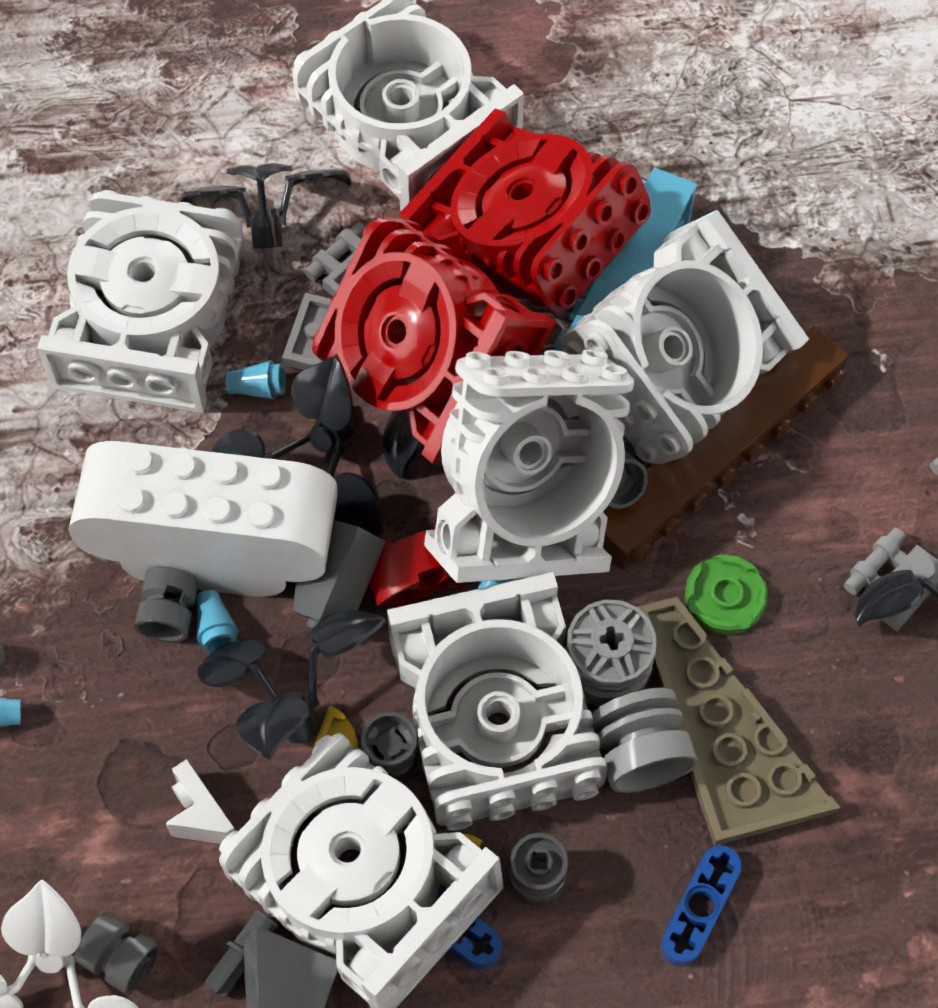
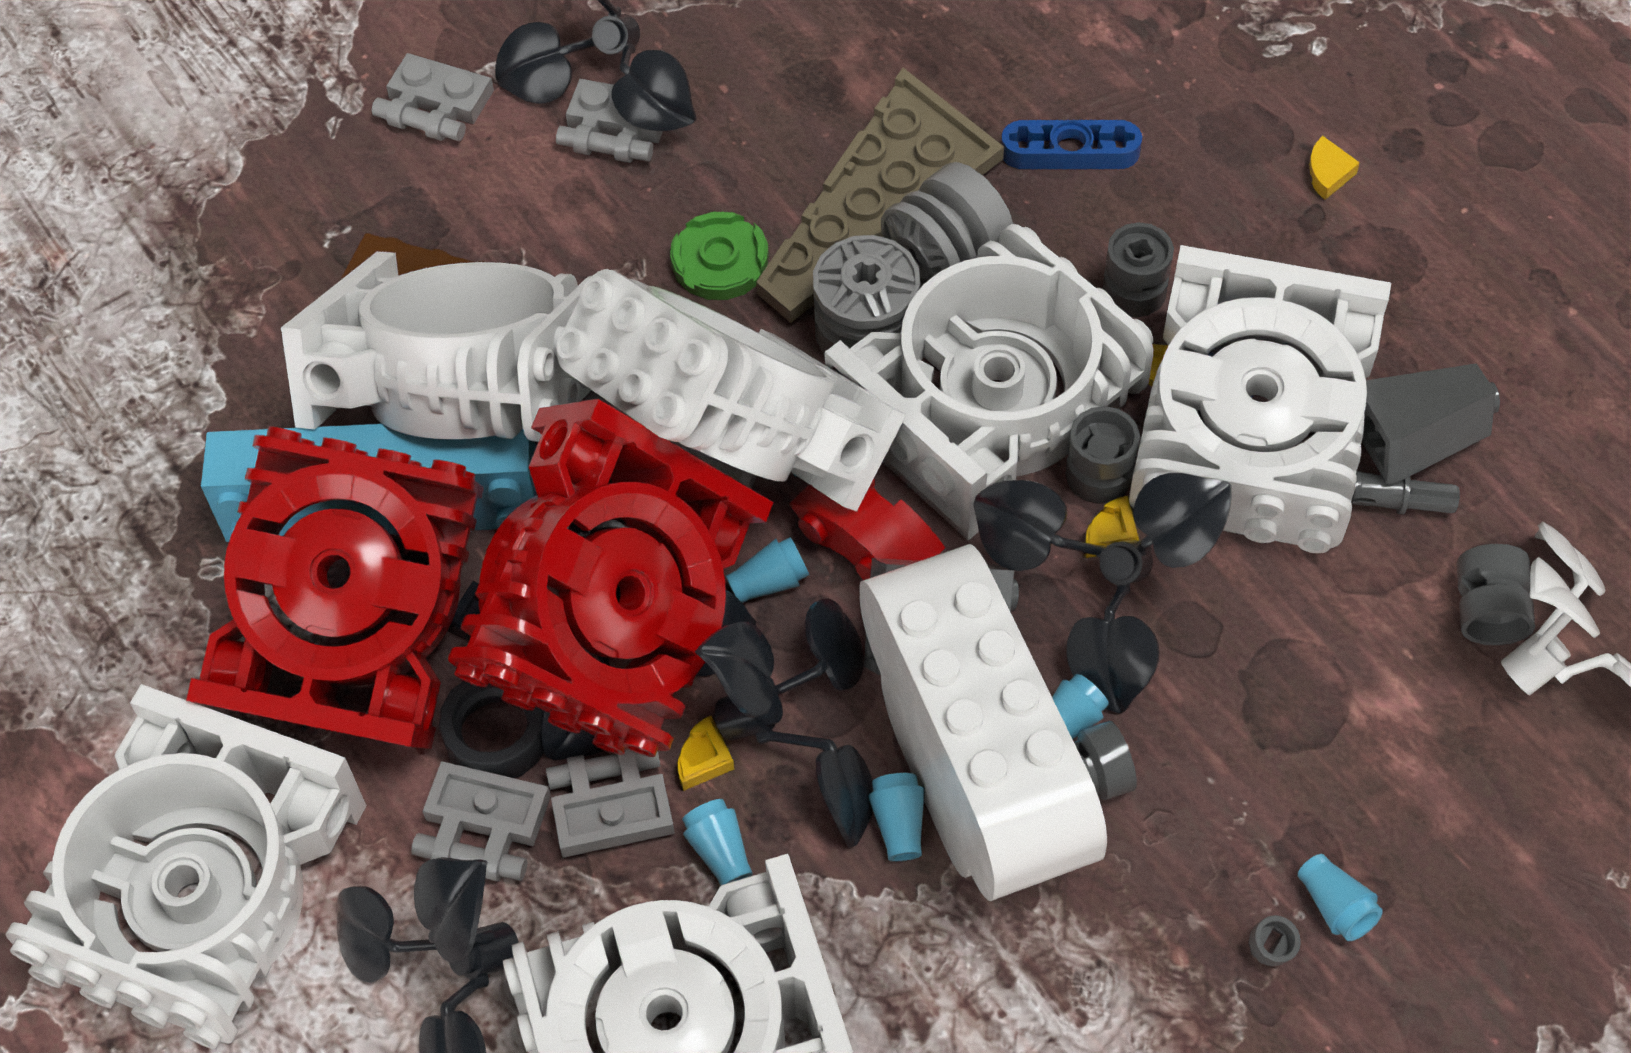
camera: 115 degrees left, 5 degrees down
(204, 817) = (1296, 600): white slope -> none
(429, 495) = (769, 571): none -> medium azure cone

